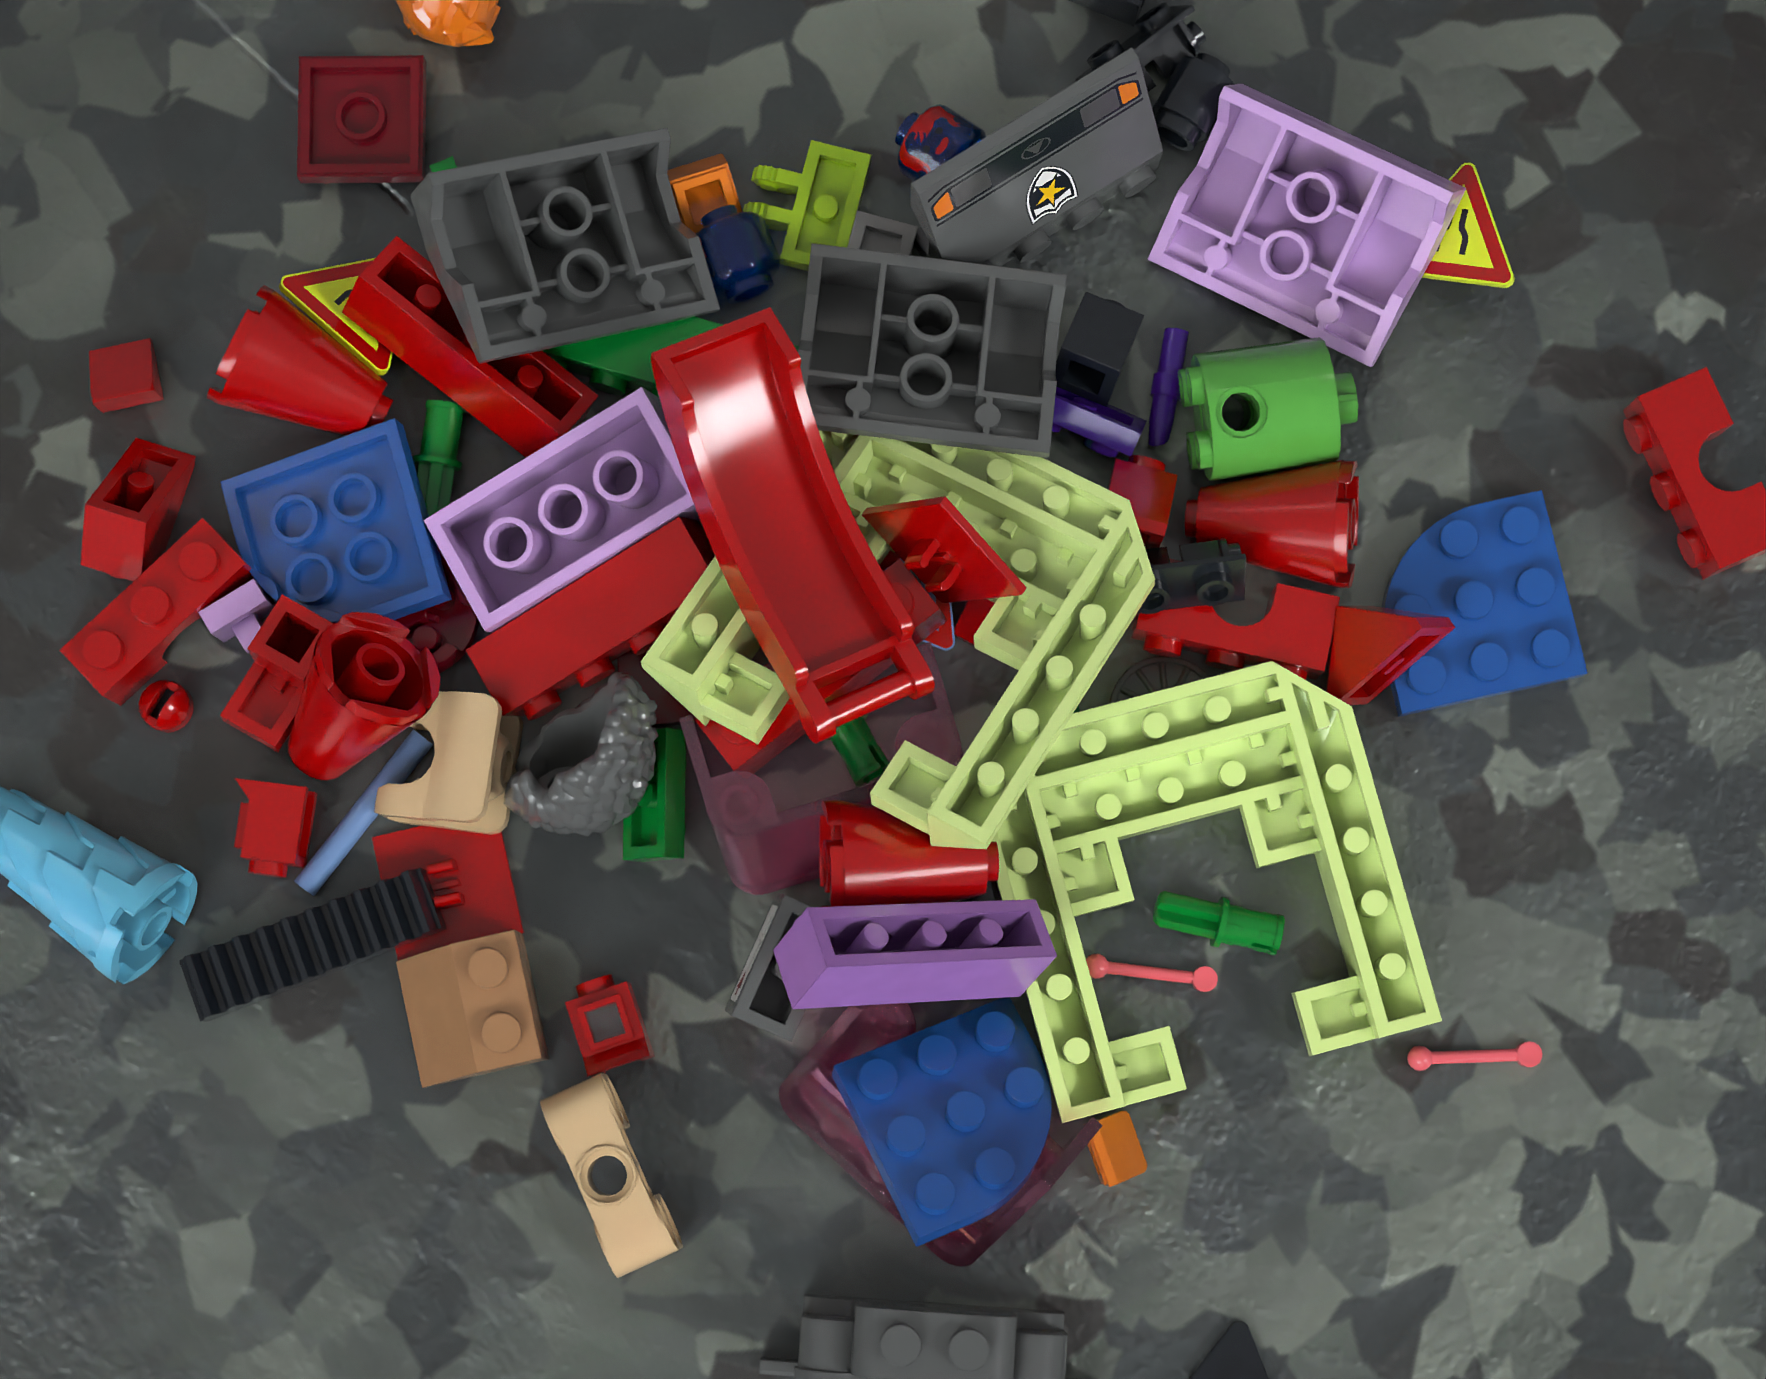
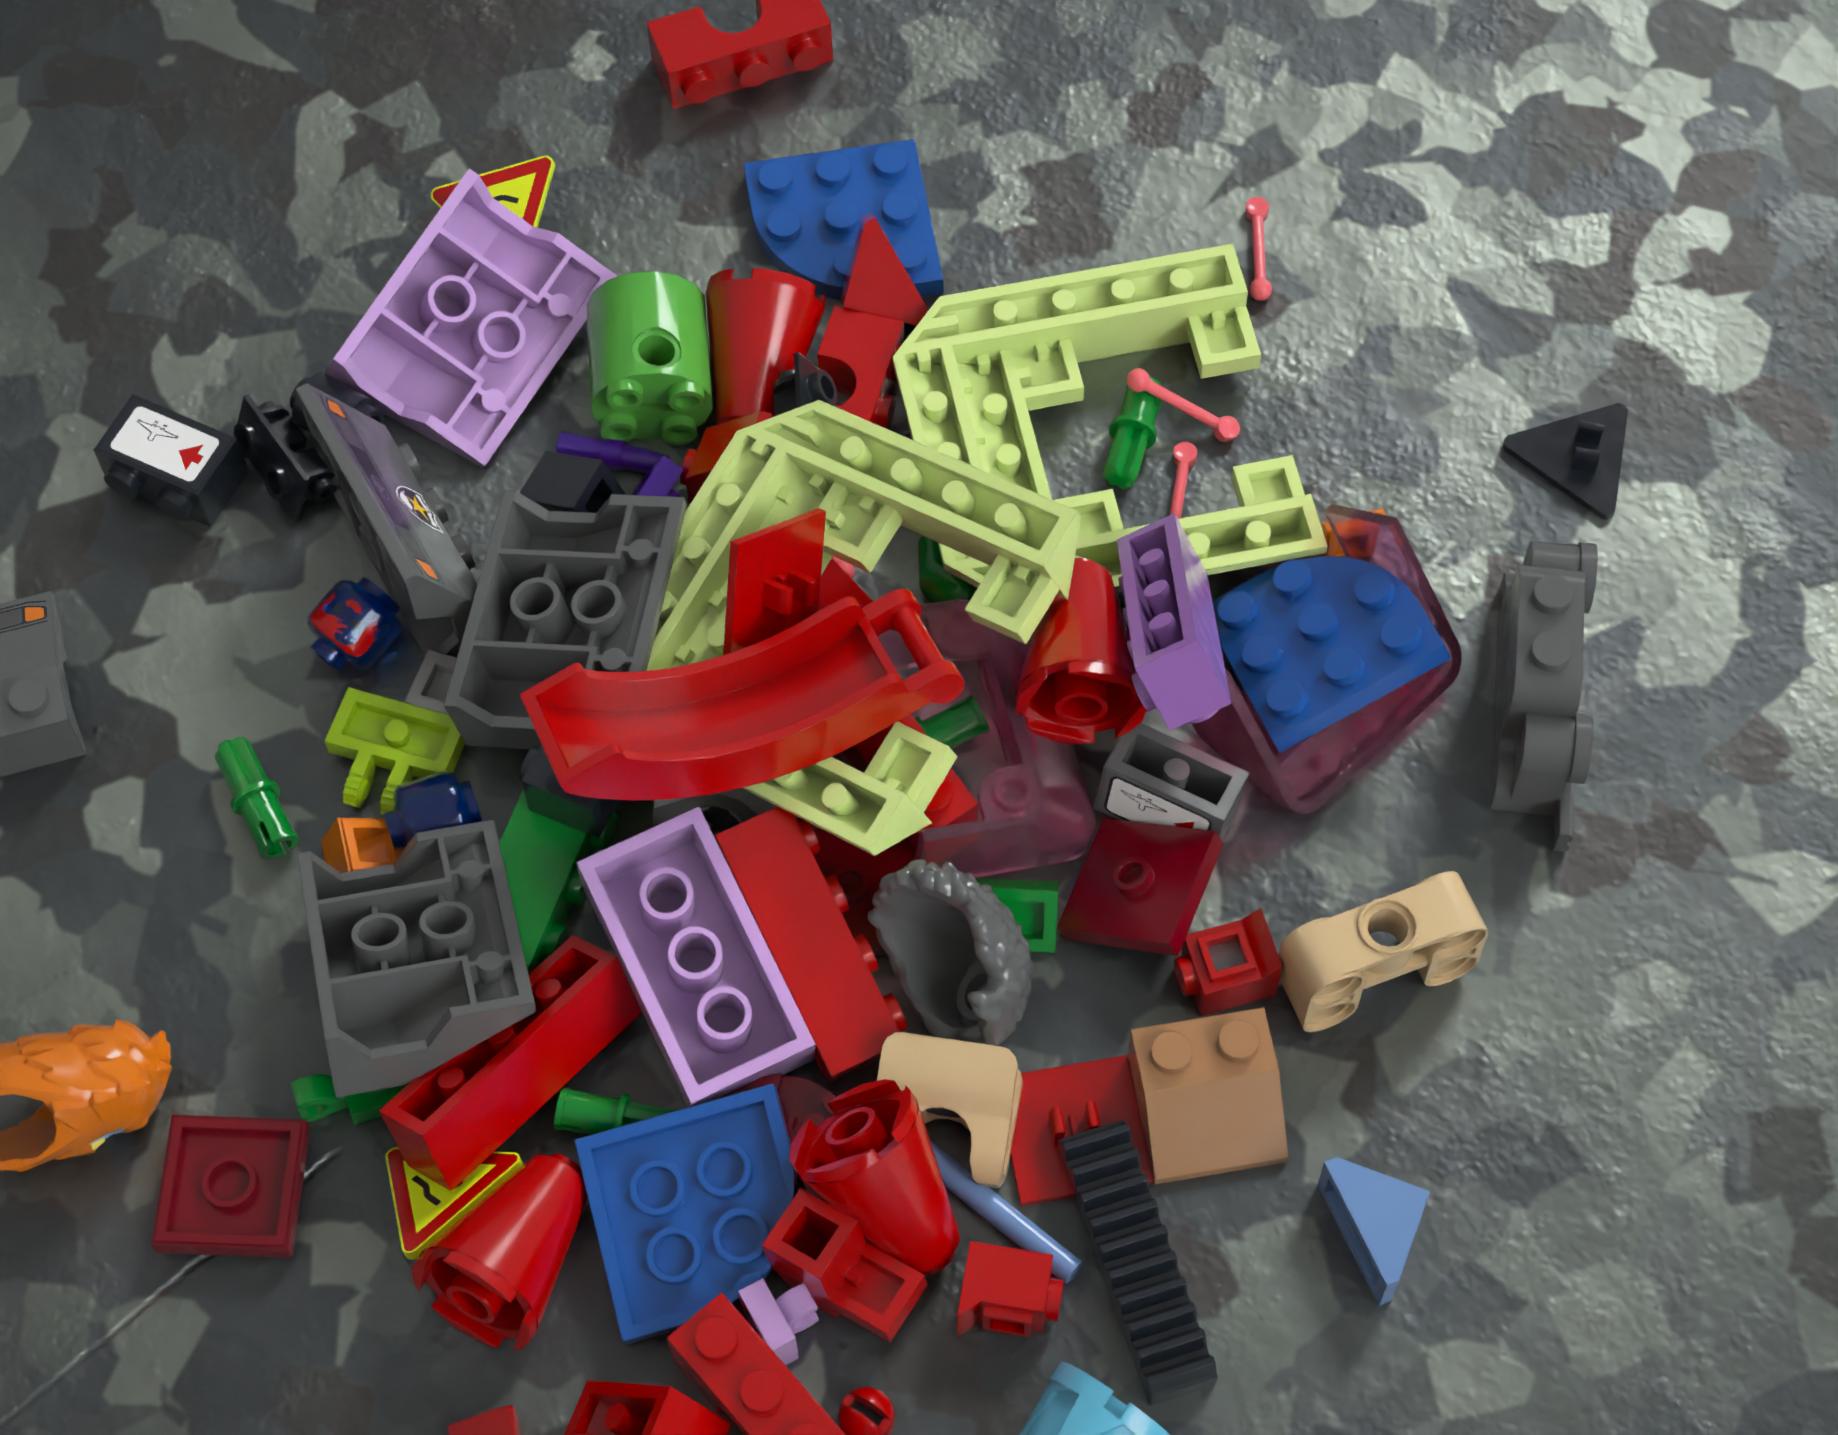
camera: 85 degrees left, 20 degrees down
(351, 1172) = (1375, 1218): none -> medium blue slope
(684, 939) = (1140, 886): none -> dark red plate
(754, 84) = (255, 798): none -> green axle
(1238, 1020) = (1224, 428): none -> coral hinge

